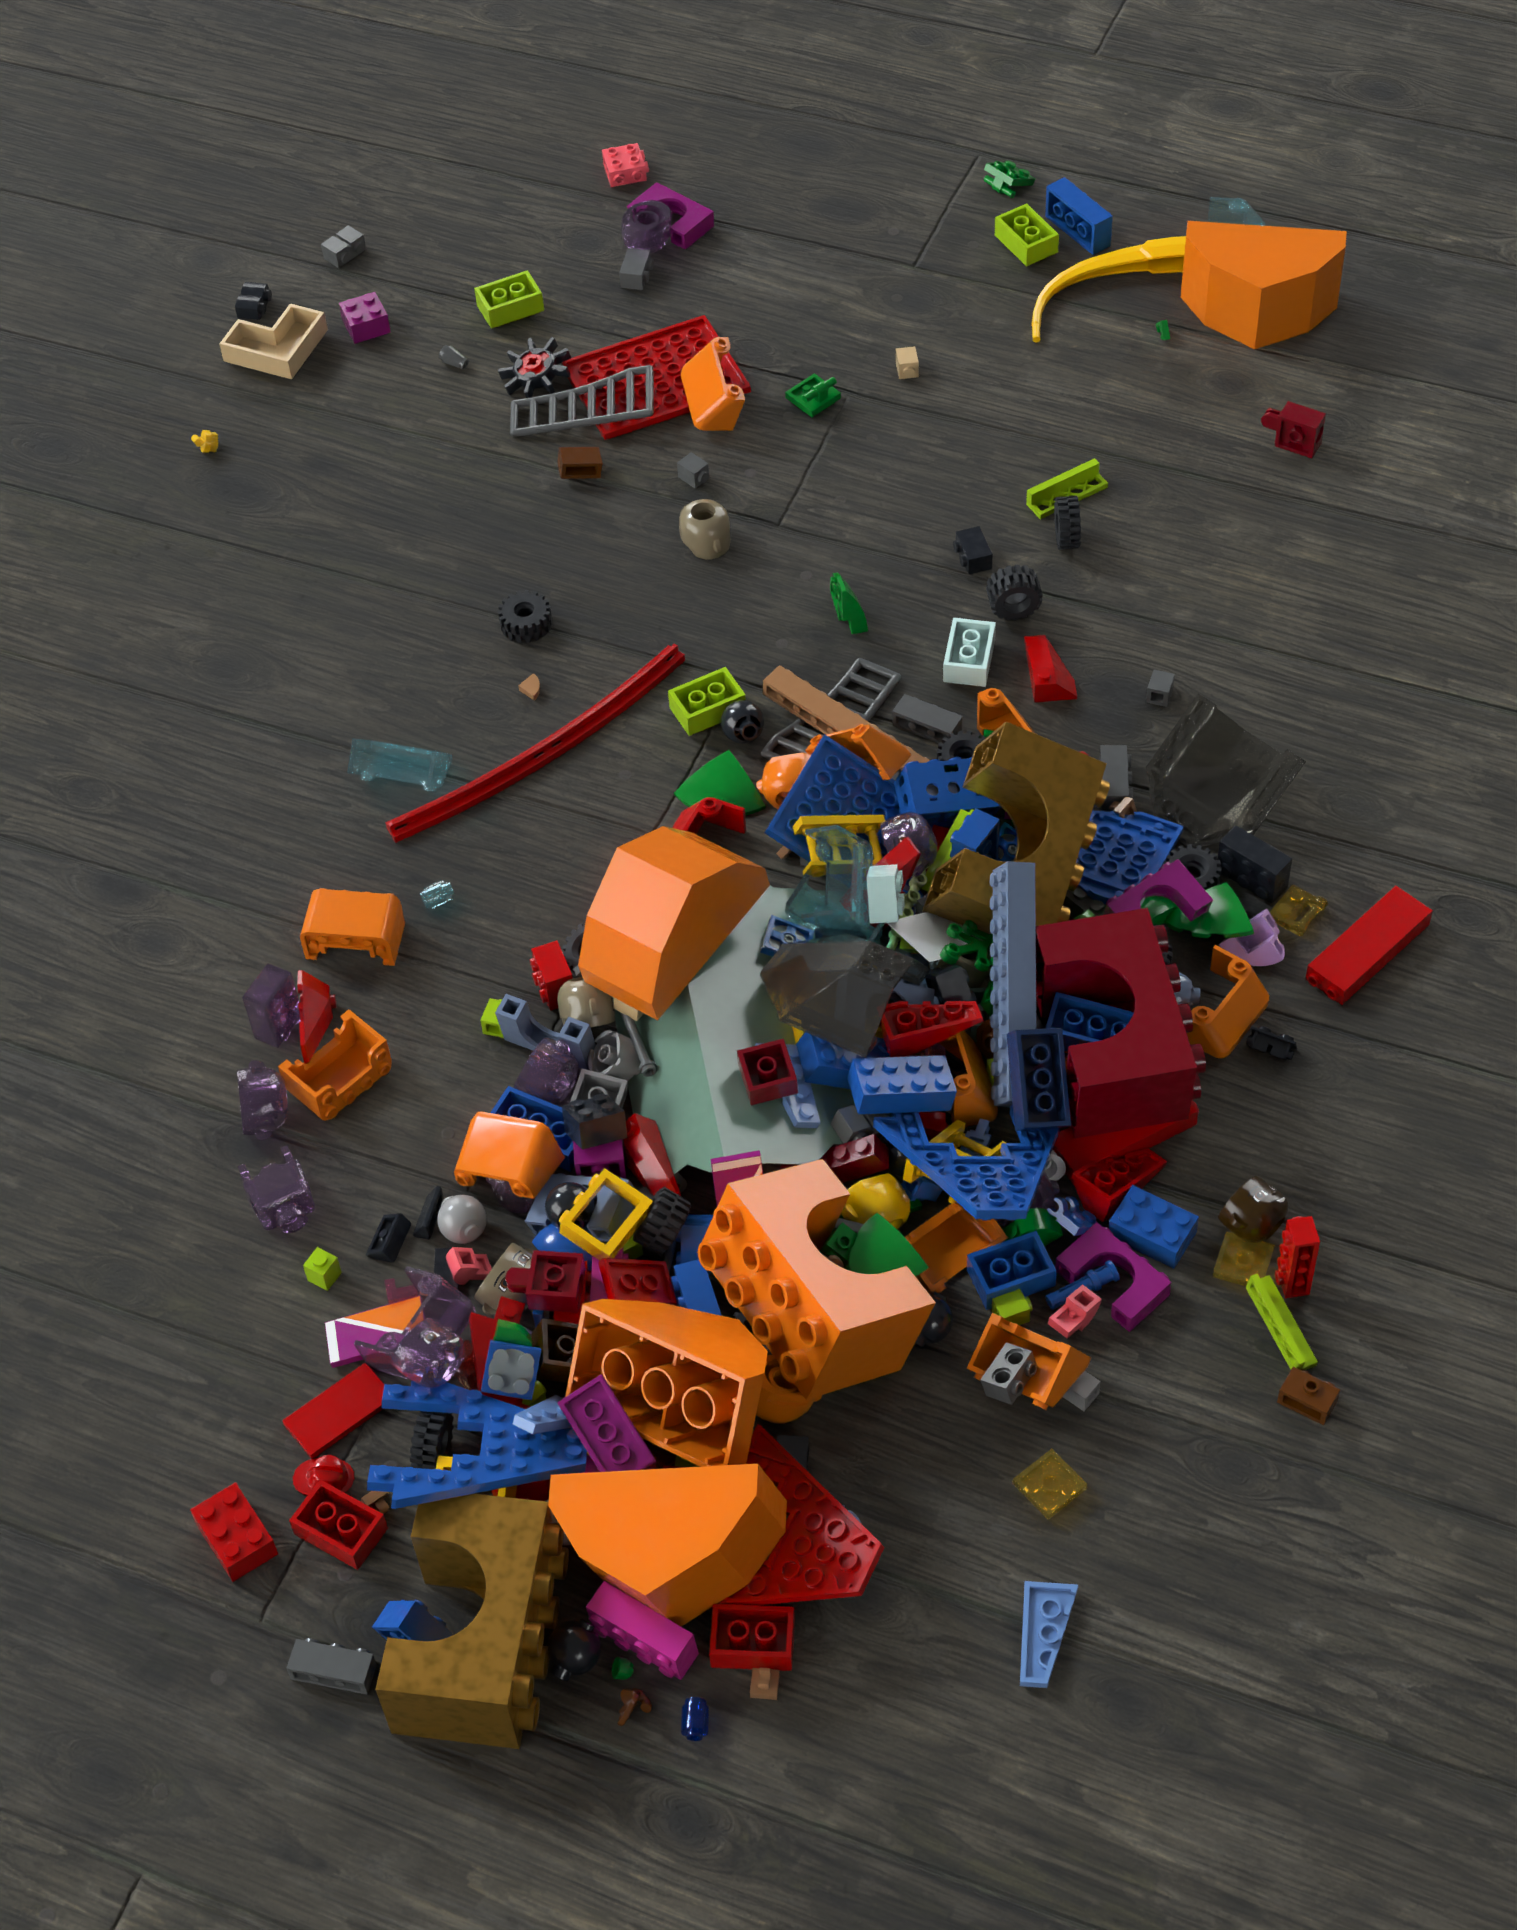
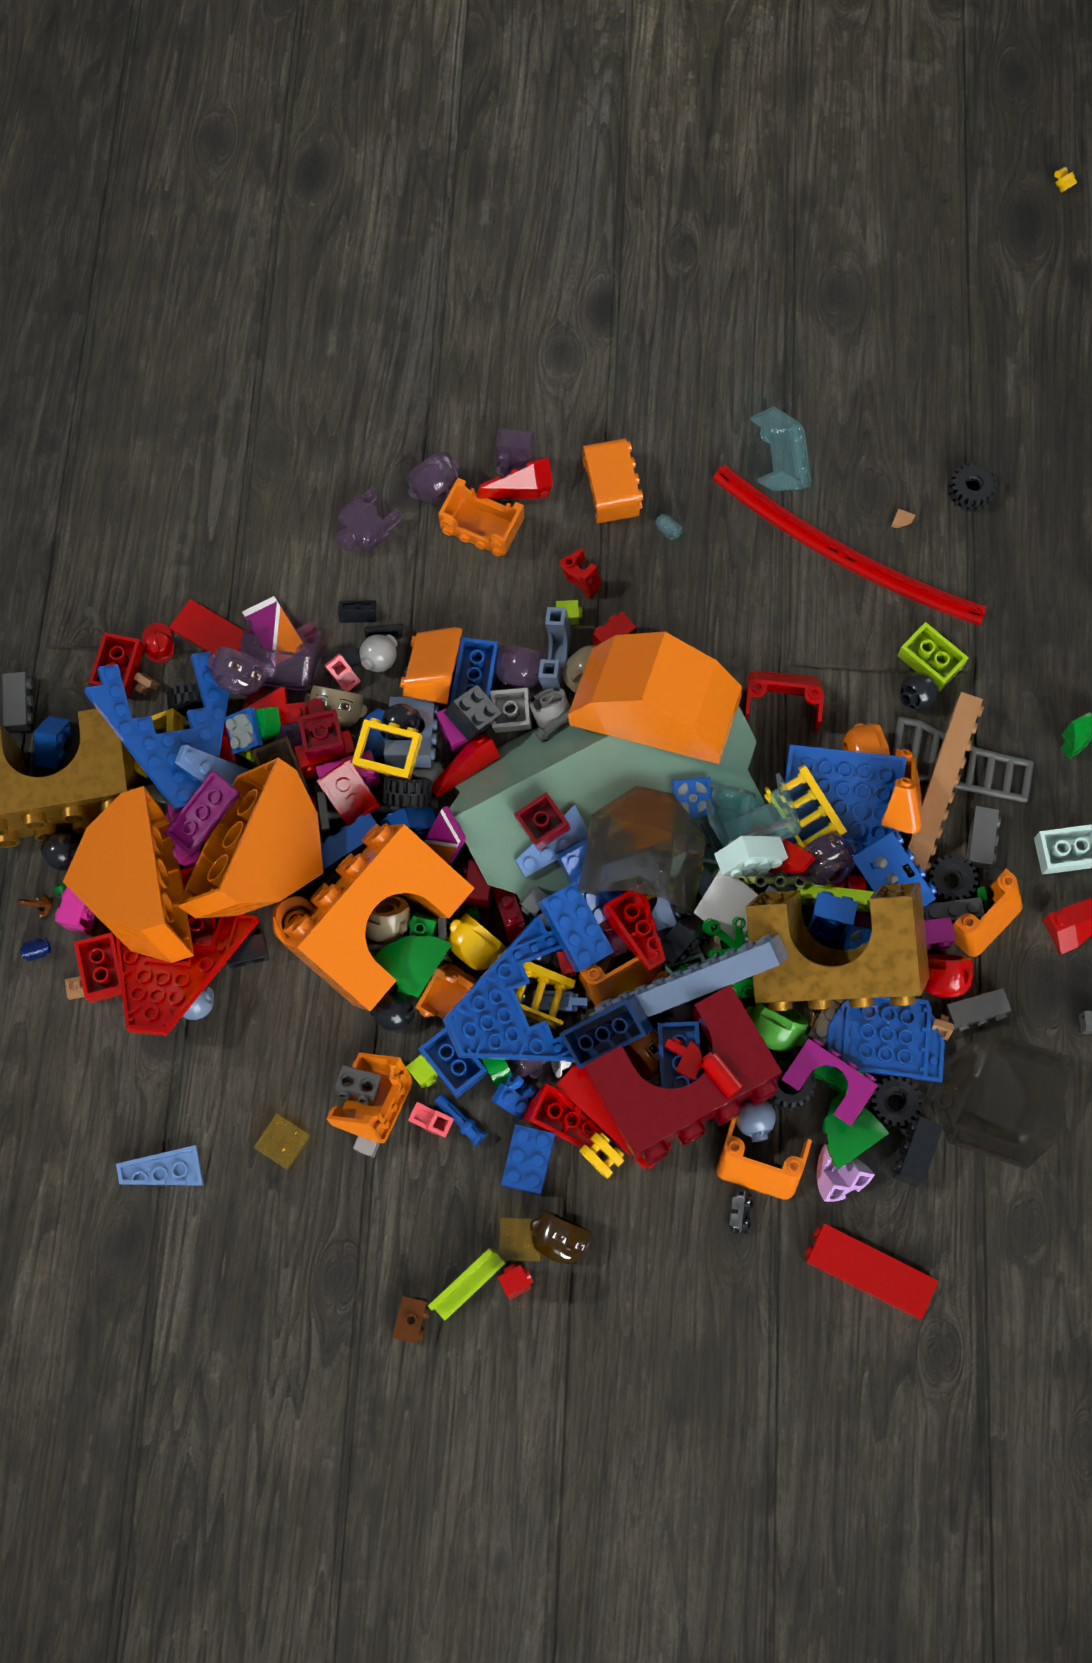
camera: 70 degrees right, 20 degrees up
(234, 1532) = (96, 602): red brick -> none
(322, 1268) = (313, 576): lime brick -> none
(457, 993) = (581, 577): none -> red tile
(723, 780) = (848, 698): green brick -> none
(1096, 1248) = (473, 1170): magenta arch -> none
(1097, 1006) = (691, 1057): none -> red brick
(1135, 956) = (721, 1074): none -> red brick
(1169, 1152) = (614, 1156): none -> yellow brick
(1292, 905) = (893, 1195): clear yellow plate -> none

